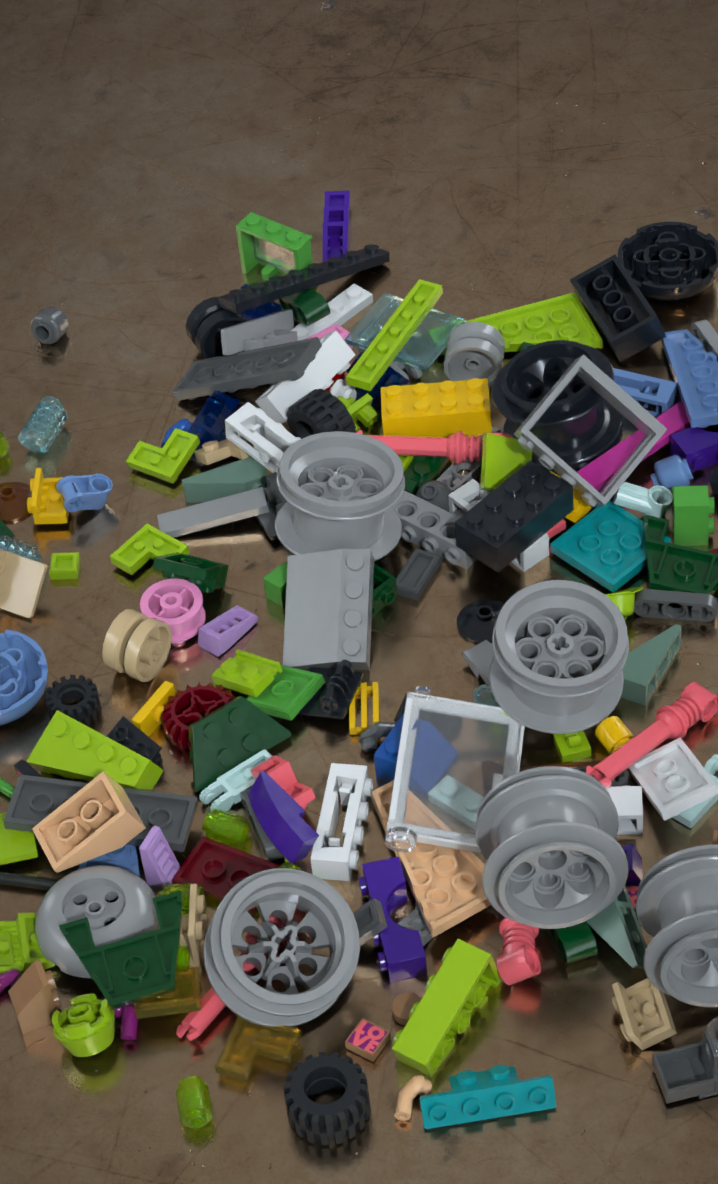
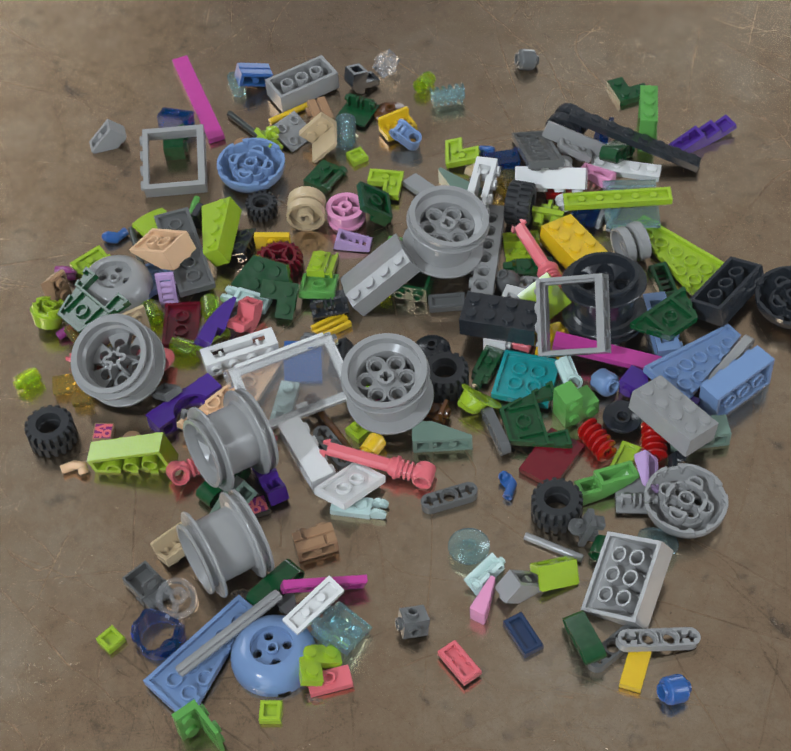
camera: 60 degrees right, 5 degrees up
(67, 619) = (321, 173): none -> dark green plate
(197, 266) = (622, 92): none -> dark green plate
(281, 728) = (284, 293): none -> dark green plate
(487, 1096) = (88, 498): teal bracket -> none
(553, 566) = (486, 366): none -> dark green hinge
(632, 364) = (667, 317): none -> dark green wing

